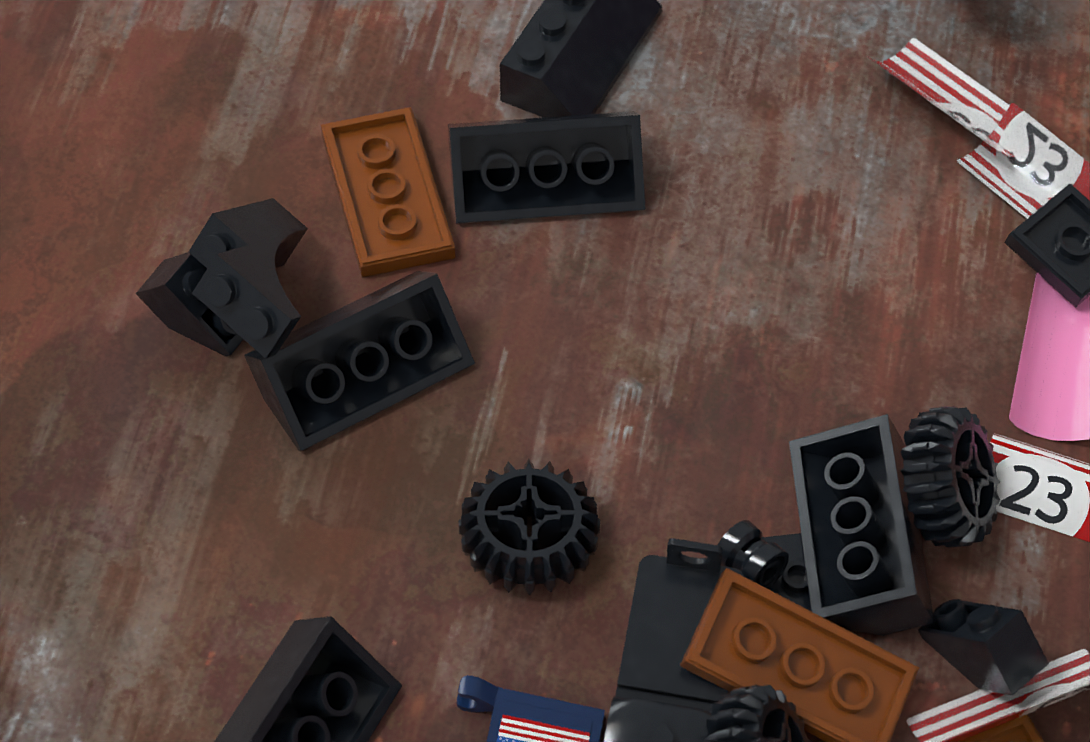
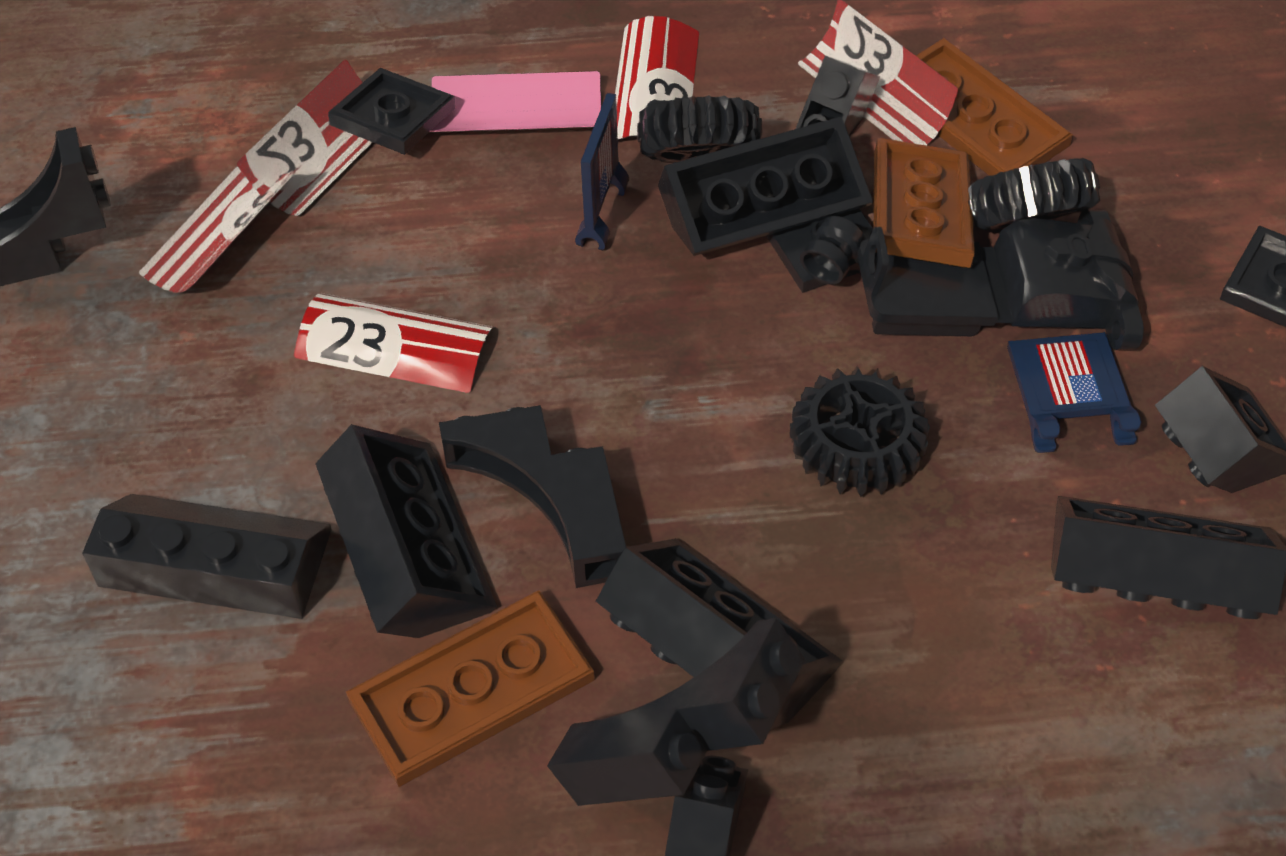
camera: 105 degrees left, 0 degrees up
(547, 284) = (566, 487): none -> black arch
(780, 204) = (391, 342): none -> sticker
(901, 358) = (598, 169): none -> dark blue flag

